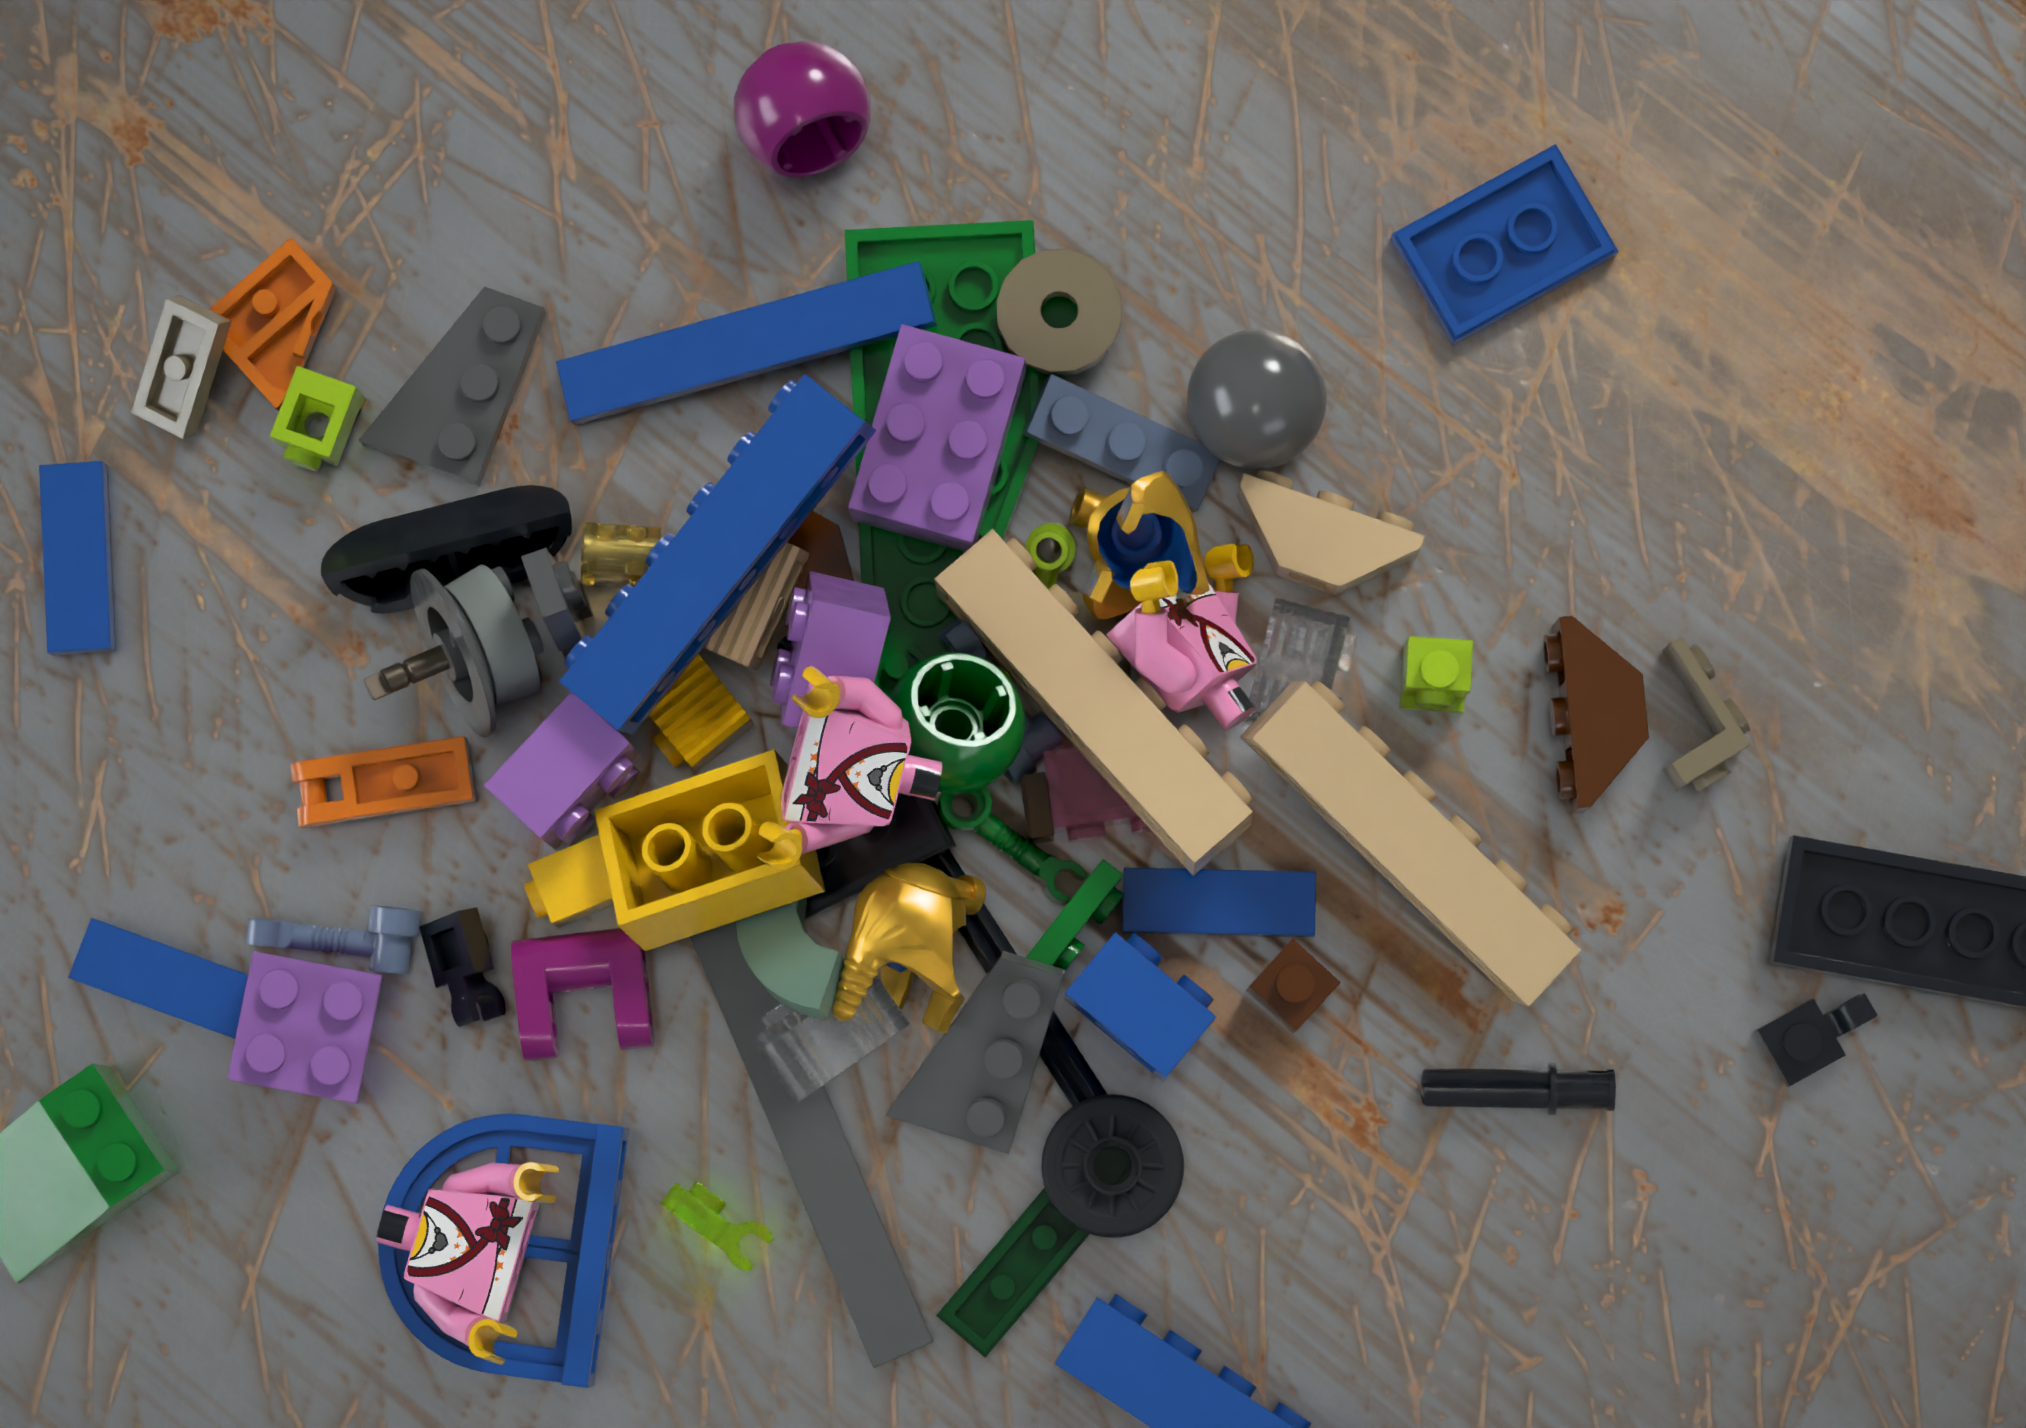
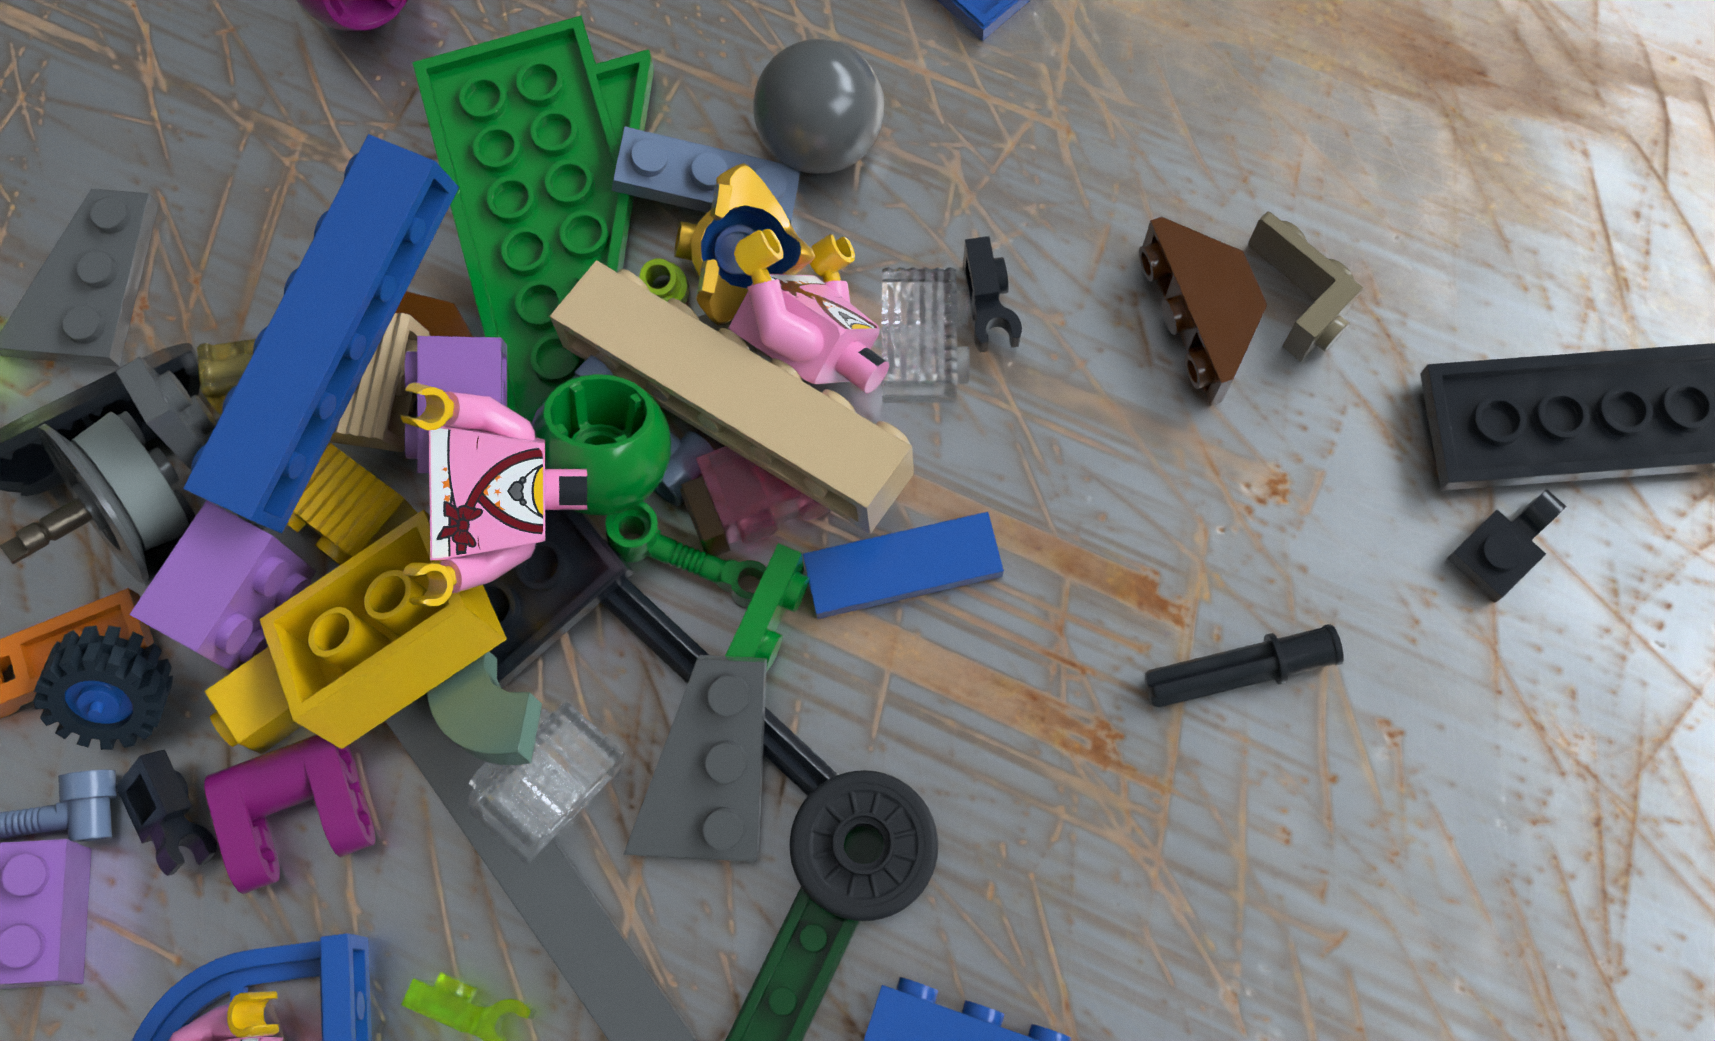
camera: 15 degrees left, 10 degrees down
(432, 835) = (103, 687): none -> black wheel
(745, 343) = (302, 193): blue tile -> none
(907, 928) = (594, 648): pearl gold piece -> none
(937, 438) = (527, 201): medium lavender brick -> none
(1066, 275) = (614, 49): dark tan tile -> none
(1140, 1004) = (850, 672): blue brick -> none
(1293, 986) = (996, 621): reddish brown brick -> none
(1321, 537) = (910, 214): tan slope -> none
(1378, 630) = (985, 281): none -> black plate
(1411, 841) = (1075, 452): tan brick -> none
(1435, 674) = (1050, 303): lime brick -> none

